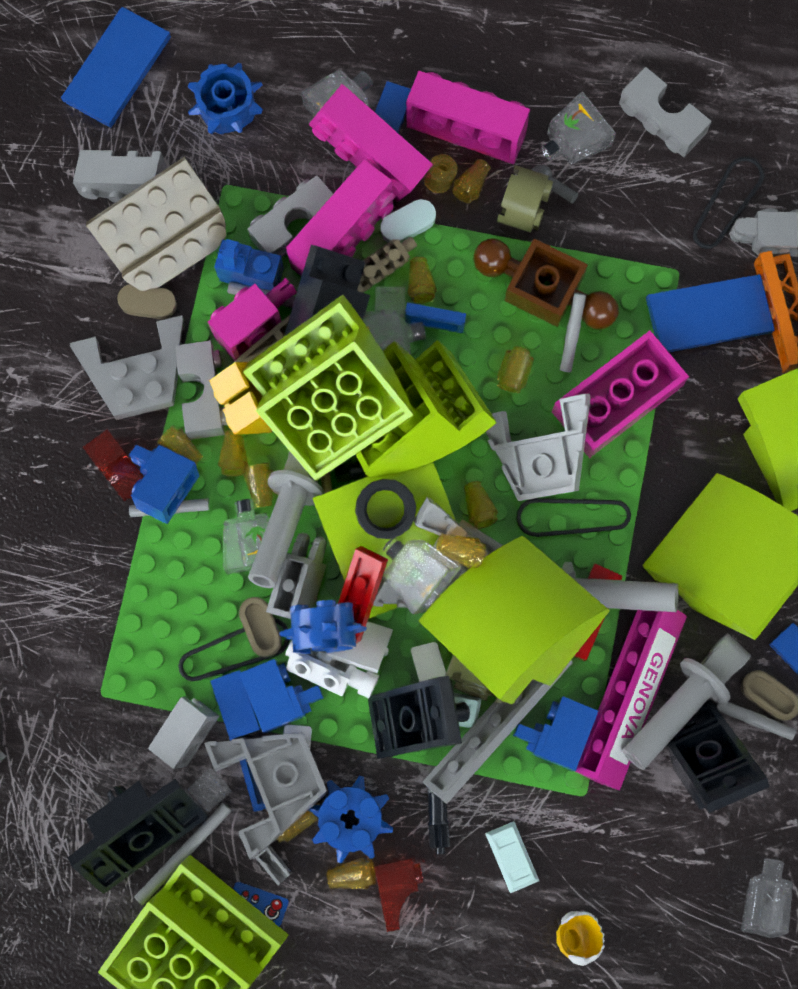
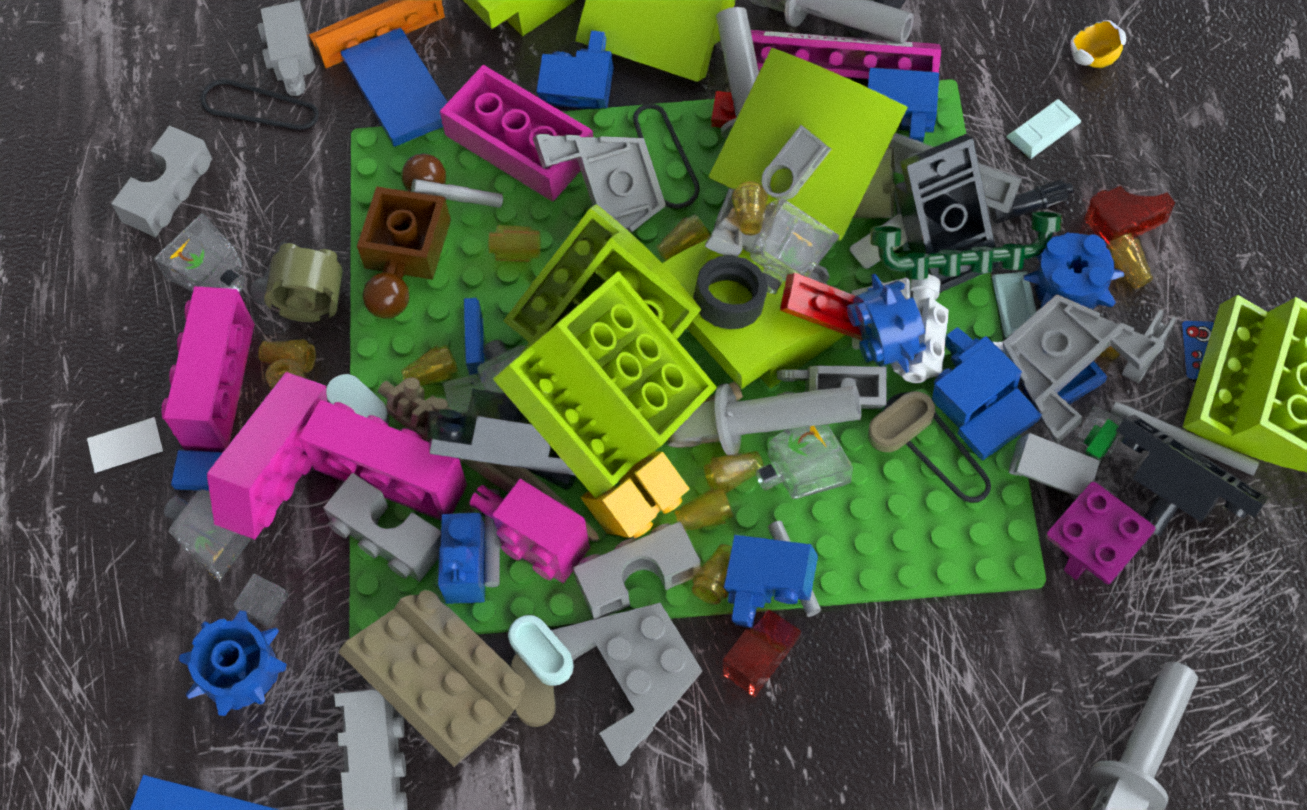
camera: 105 degrees left, 15 degrees down
(113, 744) = (1099, 534): none -> magenta bracket
(167, 309) = (540, 650): none -> light aqua tile
(190, 777) = (1100, 439): none -> green plate
(276, 129) = (261, 599): none -> clear tile
(344, 762) = (1013, 300): none -> light aqua tile
(393, 649) = (979, 258): none -> dark green bar
(436, 53) = (124, 444): none -> white sticker
(490, 599) = (802, 156): none -> light grey piece
(669, 464) = (577, 80): none -> blue hinge

